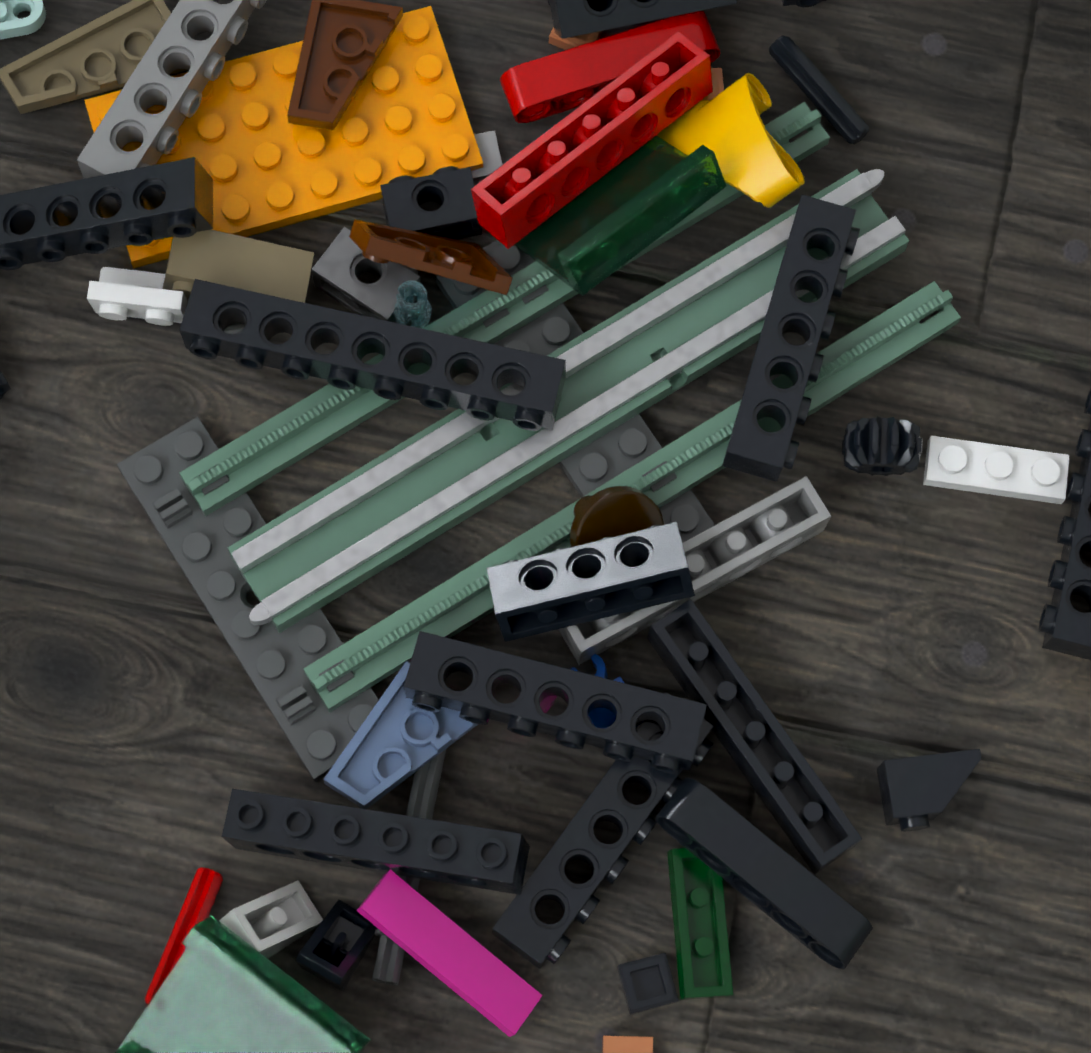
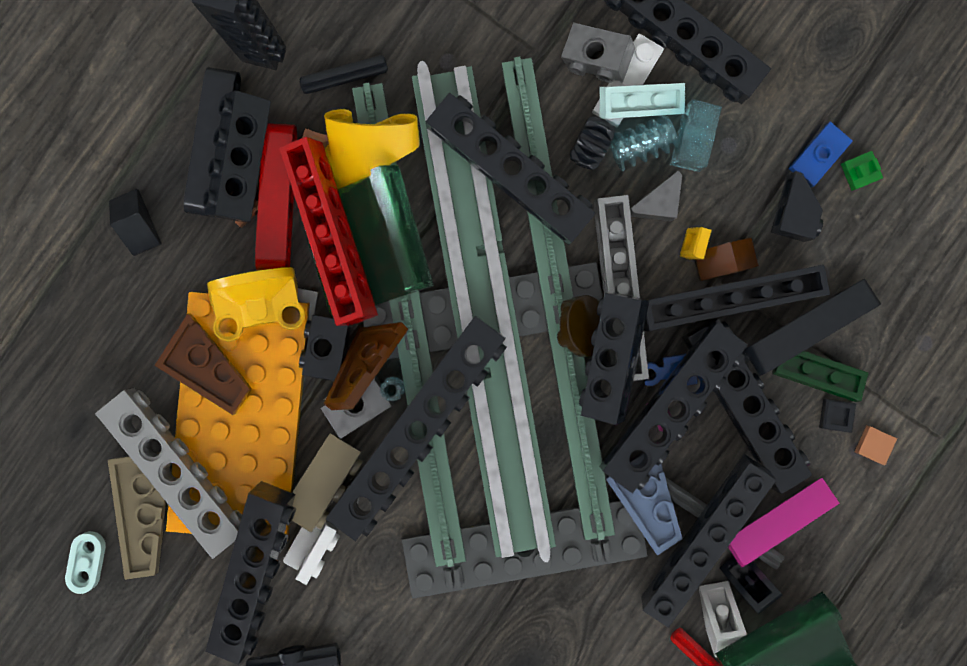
camera: 65 degrees left, 15 degrees up
(458, 81) = (254, 299): none -> yellow piece
(808, 654) = (695, 243): none -> yellow tile
(808, 715) = (727, 259): none -> reddish brown slope
(846, 579) = (661, 202): none -> flat silver slope
(915, 519) = (643, 140): none -> clear light blue piece
(962, 590) = (696, 135): none -> clear light blue brick
(975, 491) = (642, 100): none -> light aqua plate
(1011, 404) = (587, 40): none -> flat silver brick
(1024, 790) = (821, 153): none -> blue plate
(1030, 863) = (862, 170): none -> green tile

